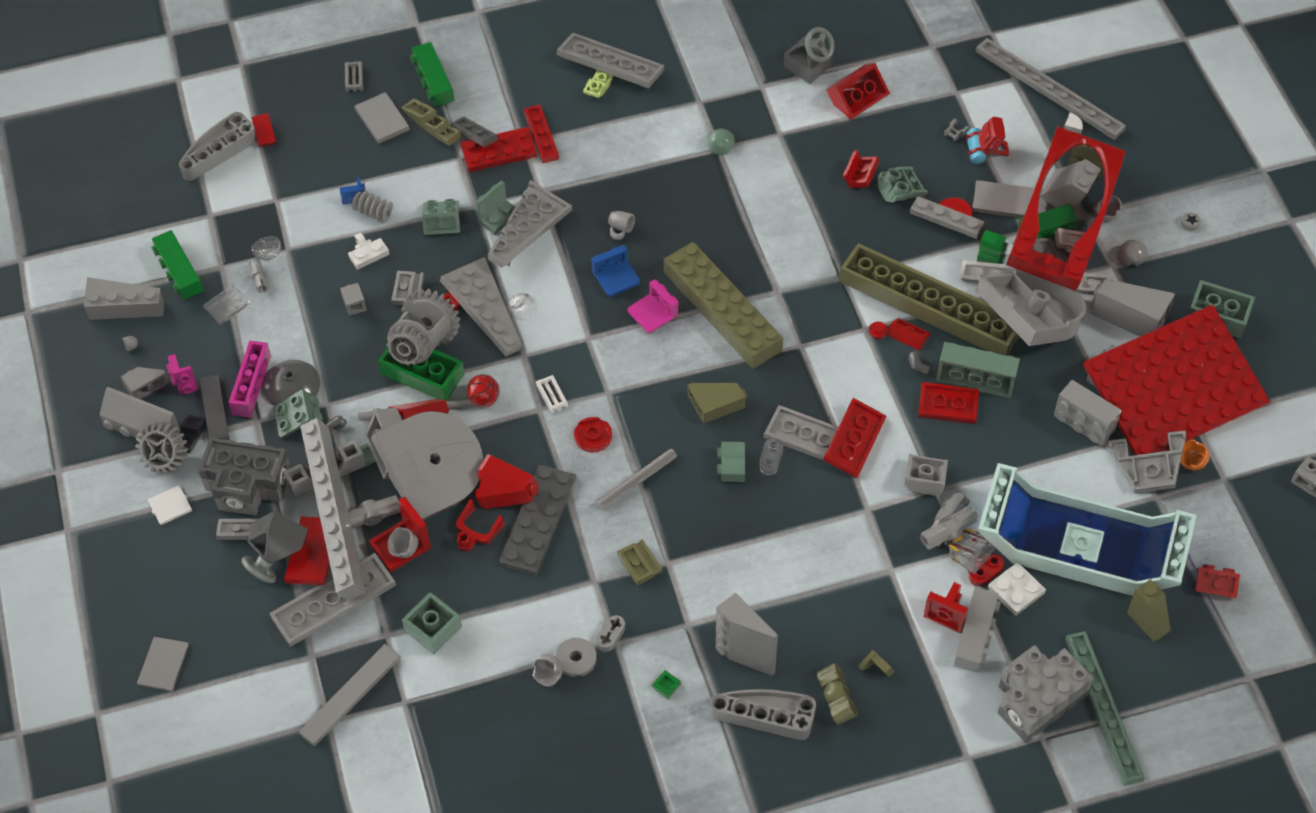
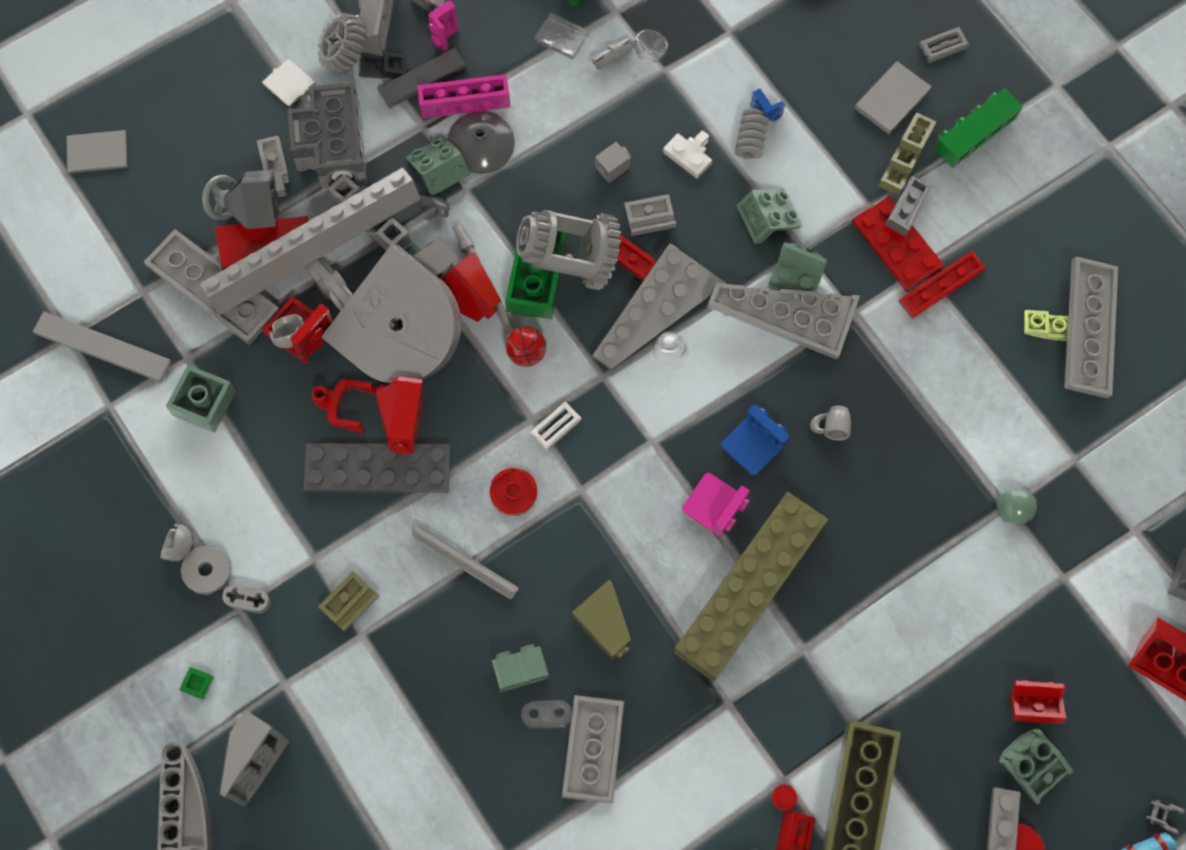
camera: 70 degrees right, 15 degrees up
(854, 438) = (603, 812): red tile -> none

